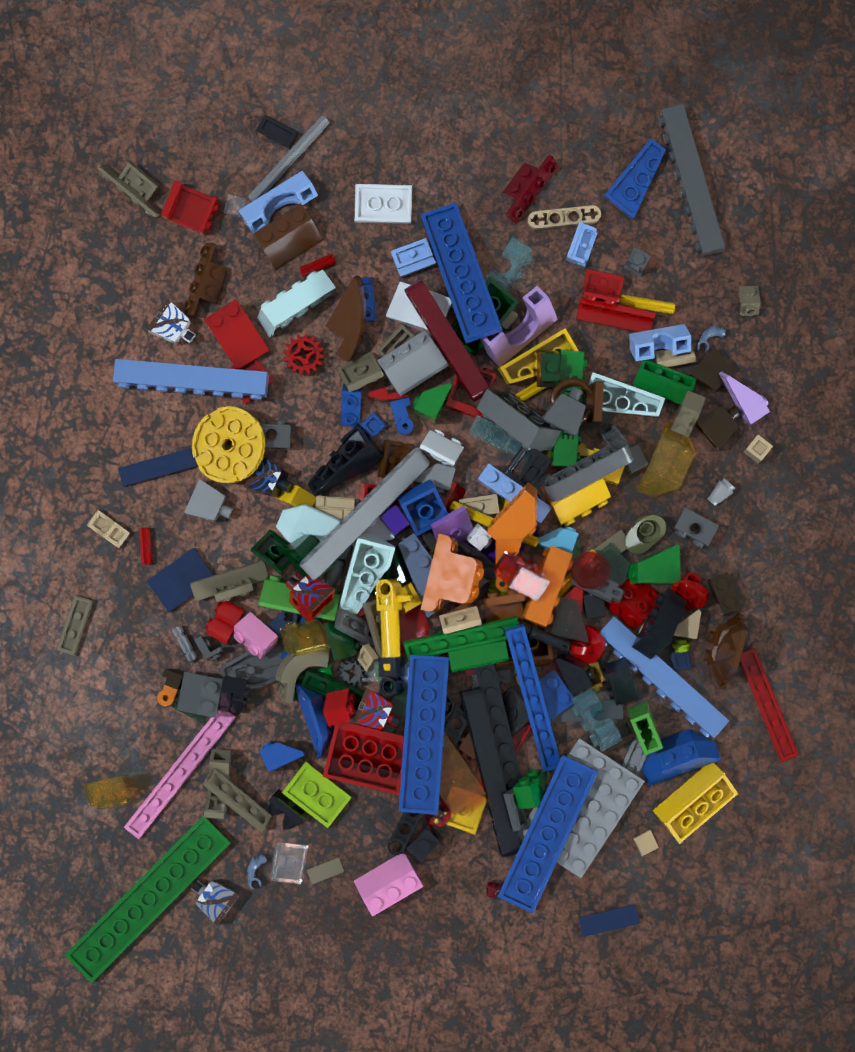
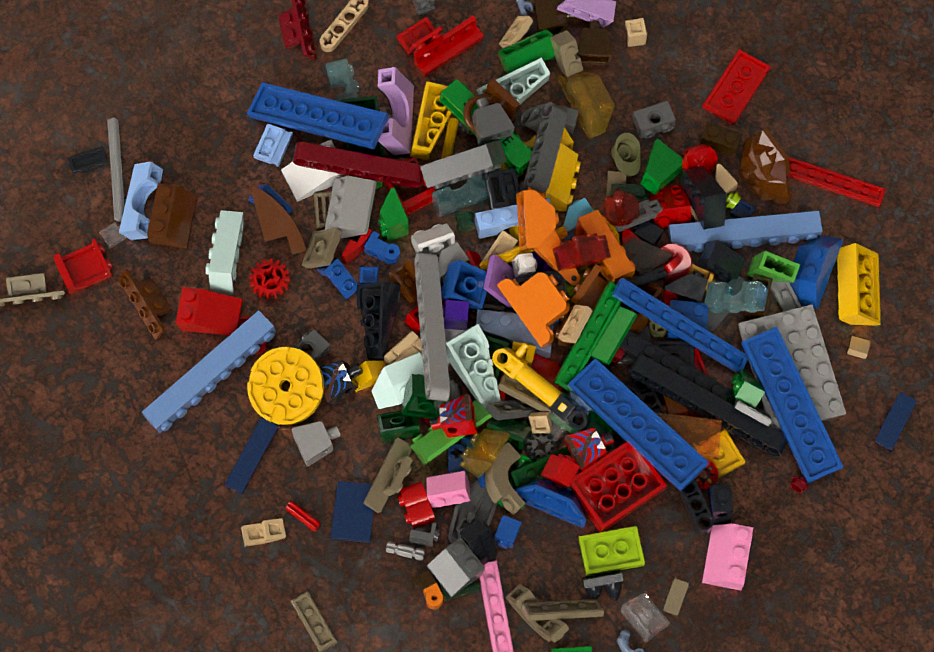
camera: 45 degrees left, 15 degrees down
(171, 324) = (155, 352): torso -> none
(262, 706) = (507, 532): none -> blue brick
(279, 754) = (555, 549): blue slope -> none
(317, 265) = (214, 212): red axle -> none
(383, 203) = (213, 133): white tile -> none
(480, 458) = (465, 221): none -> clear green wheel
(548, 368) = (446, 114): dark green torso -> none
(582, 244) = (374, 26): light blue hinge -> none
(647, 304) = (474, 10): yellow axle -> none
(673, 338) = (489, 40): light blue arch -> none
(721, 491) = (643, 81): light grey cone -> none
(783, 566) = (736, 87): none -> red tile

